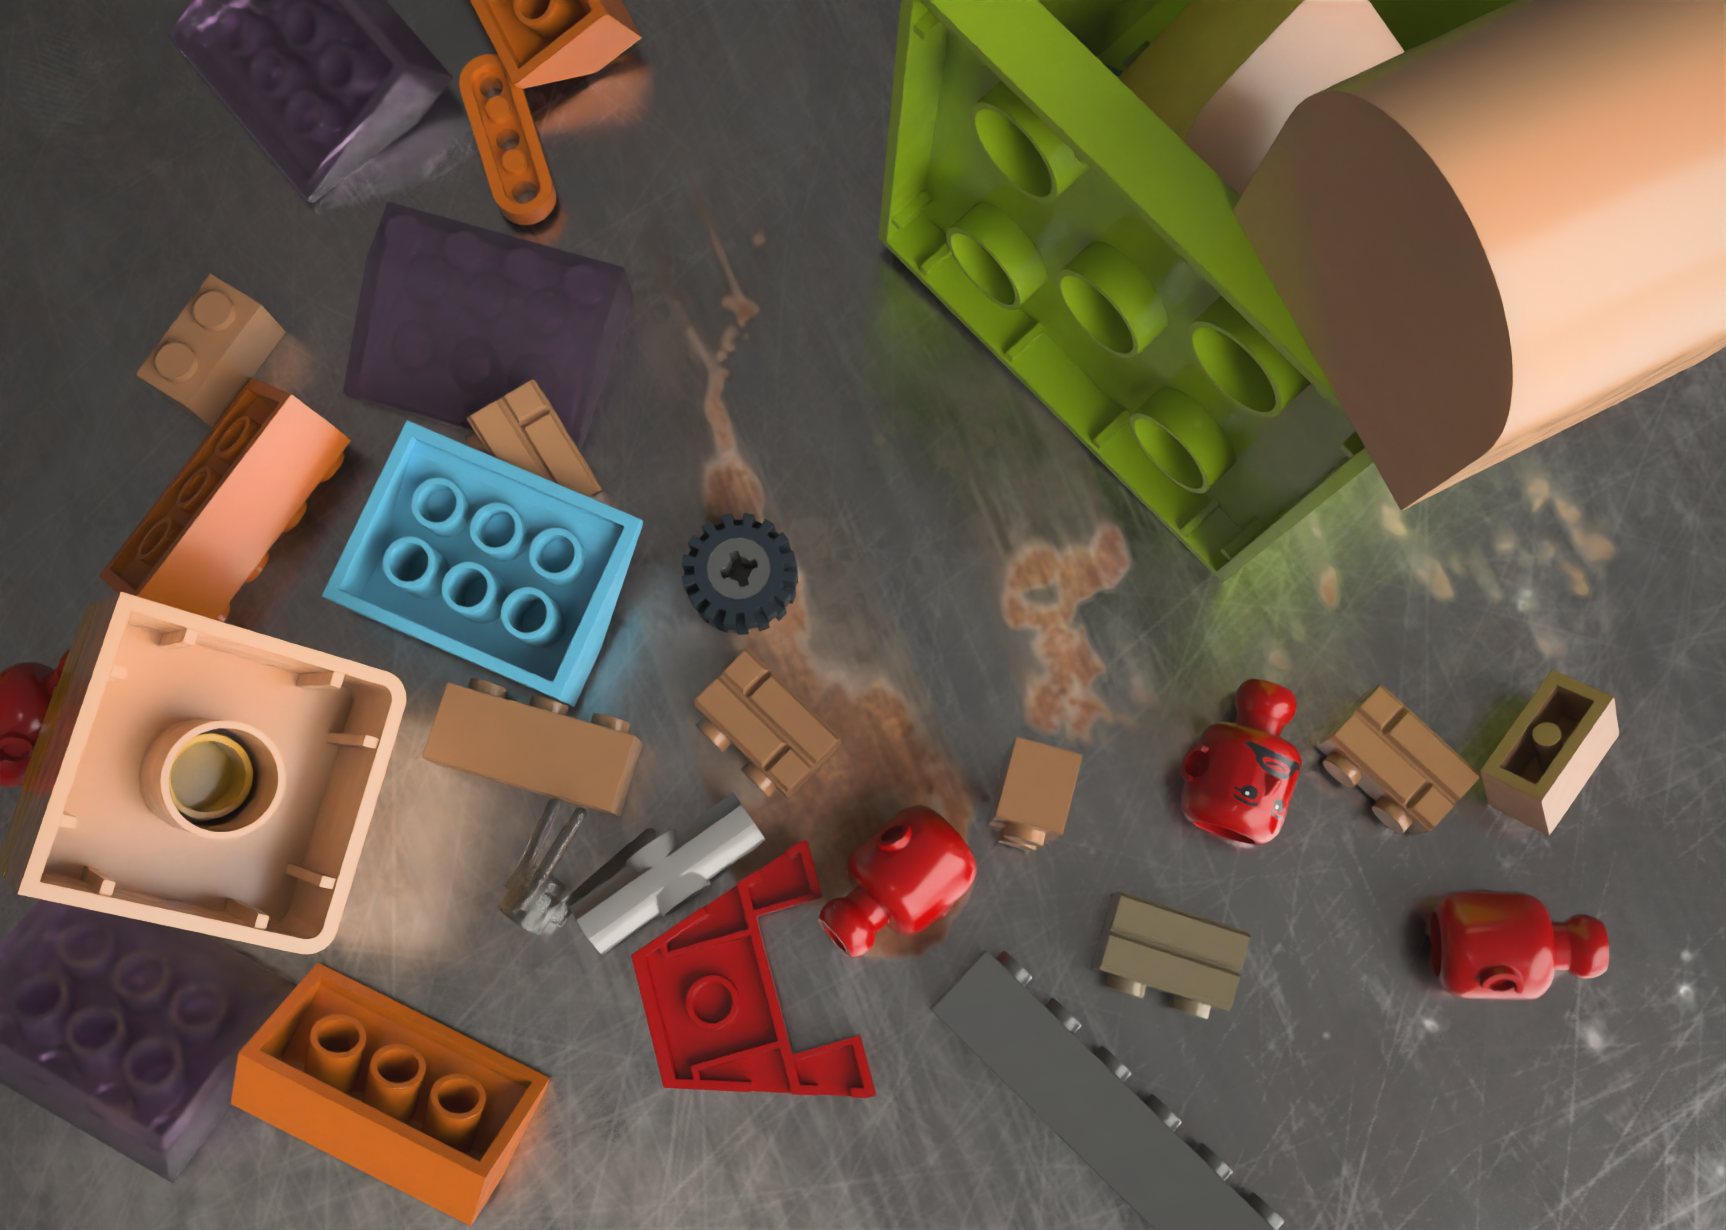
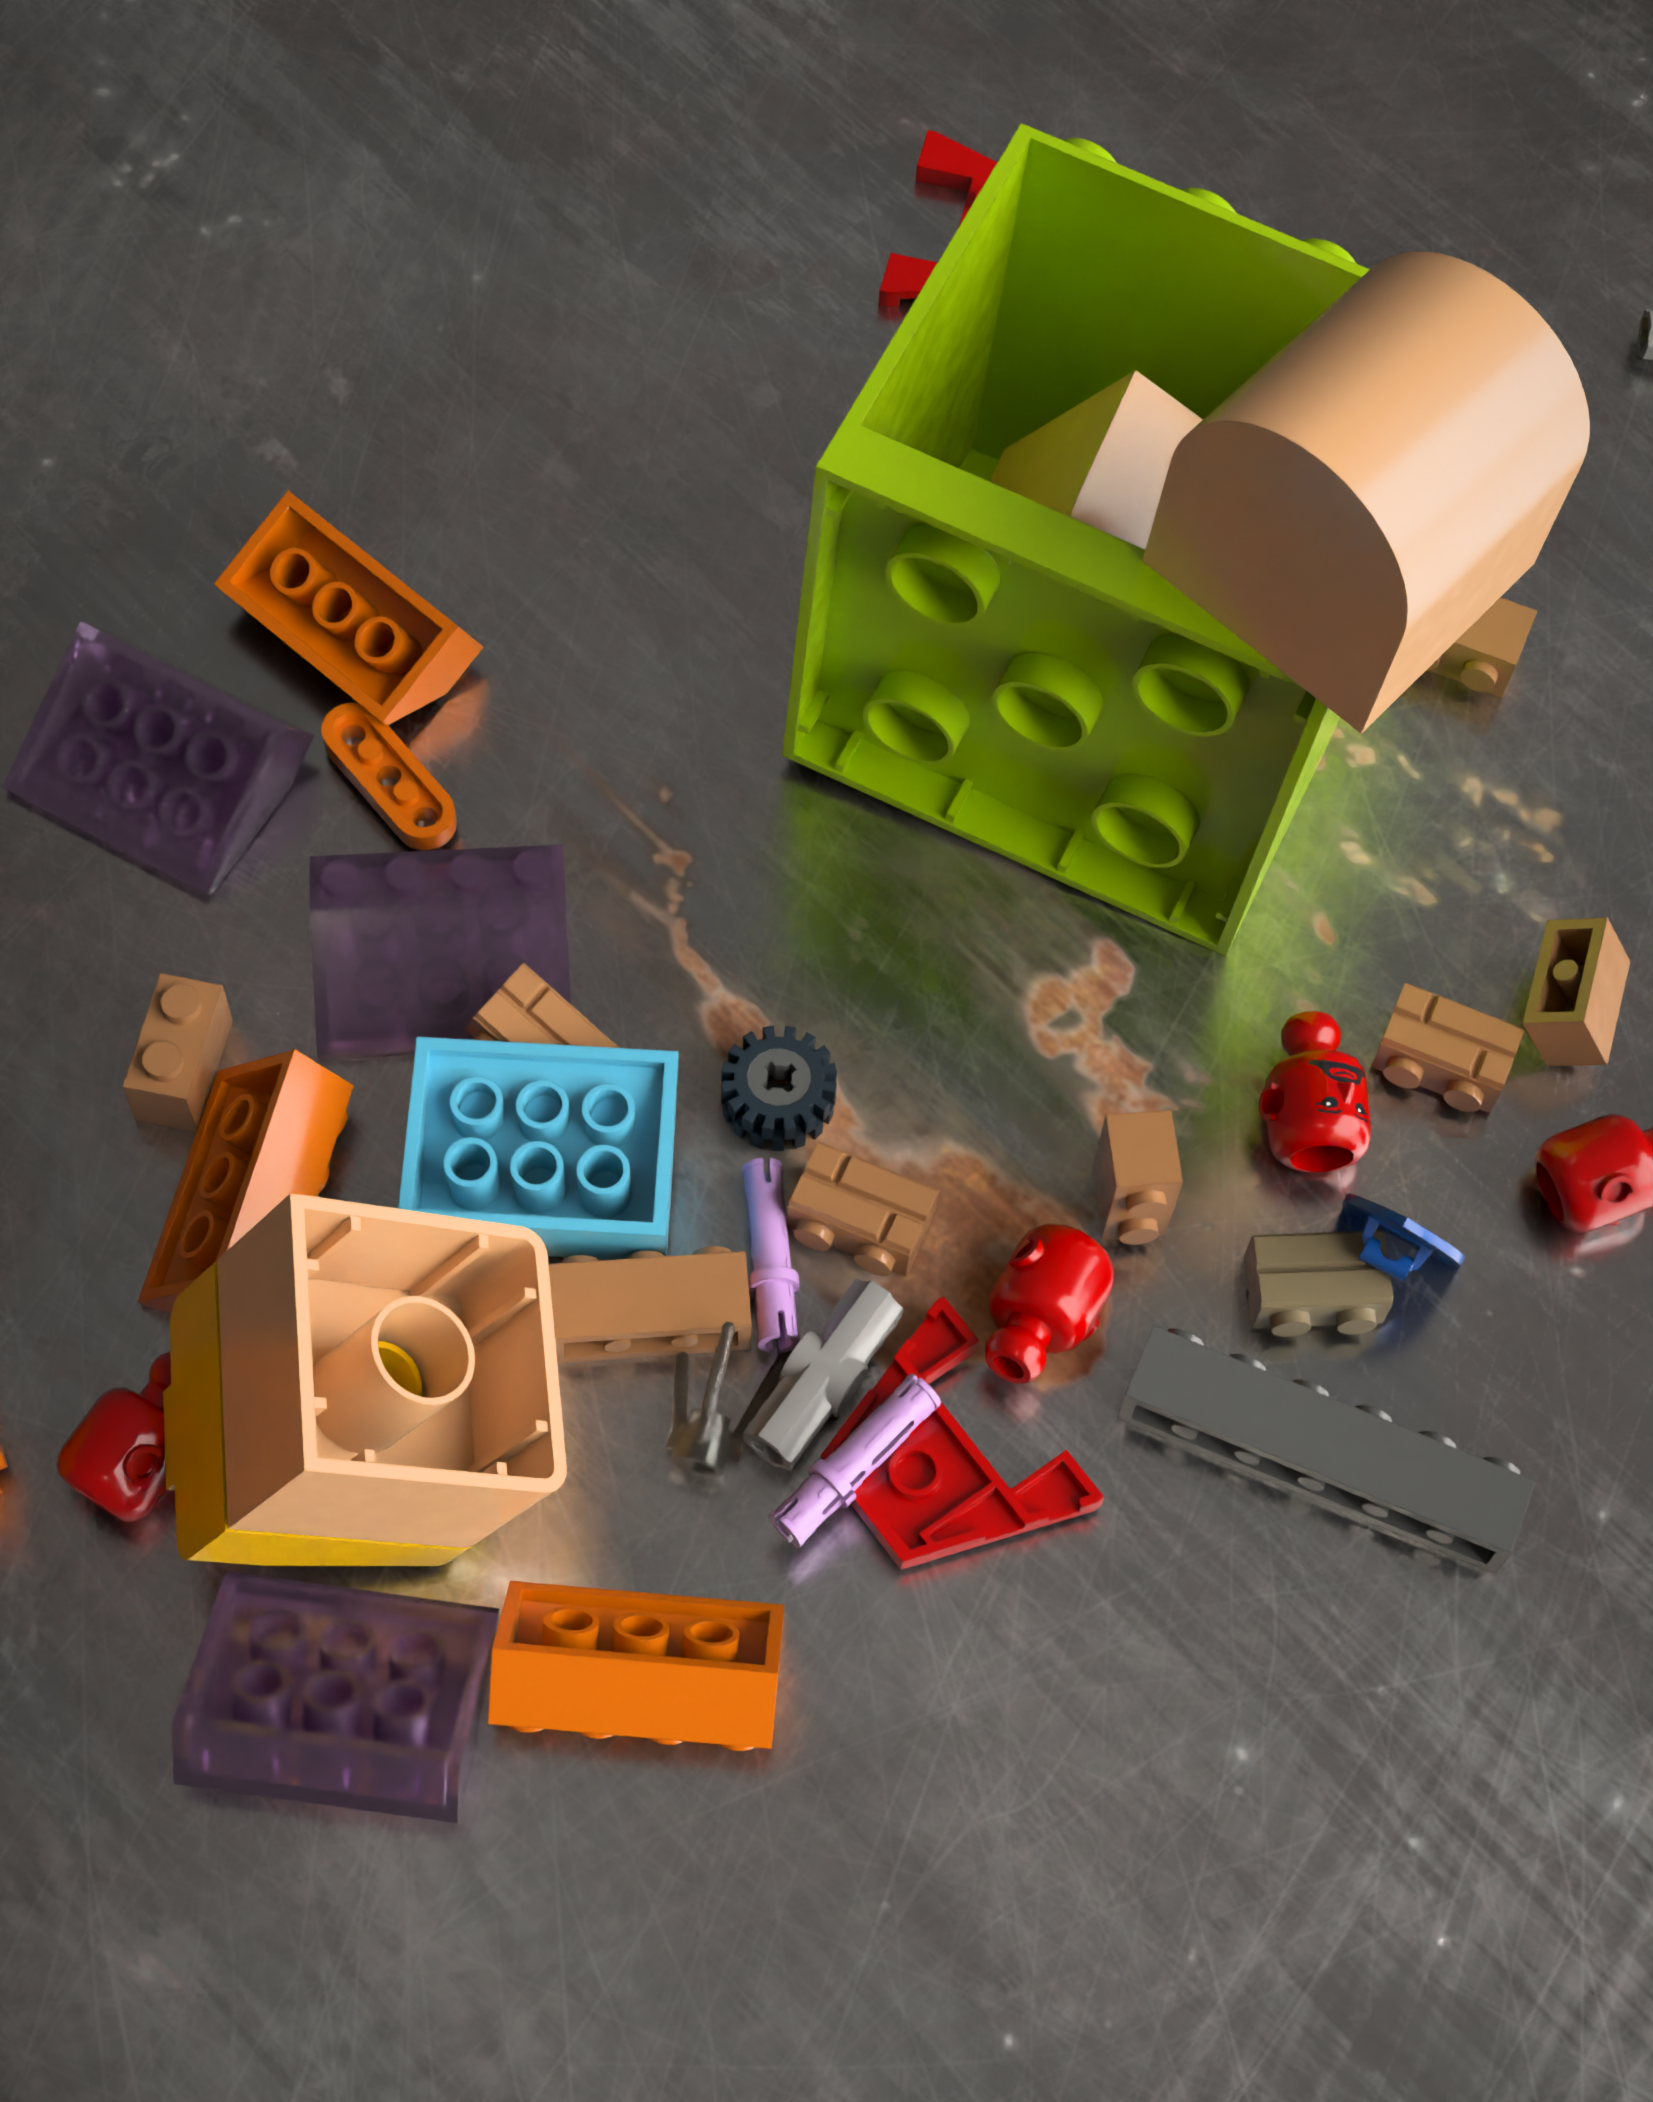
camera: 25 degrees left, 15 degrees down
(642, 984) = (836, 1478): none -> lavender pin
(666, 738) = (771, 1278): none -> lavender pin
(1266, 948) = (1404, 1229): none -> blue shield

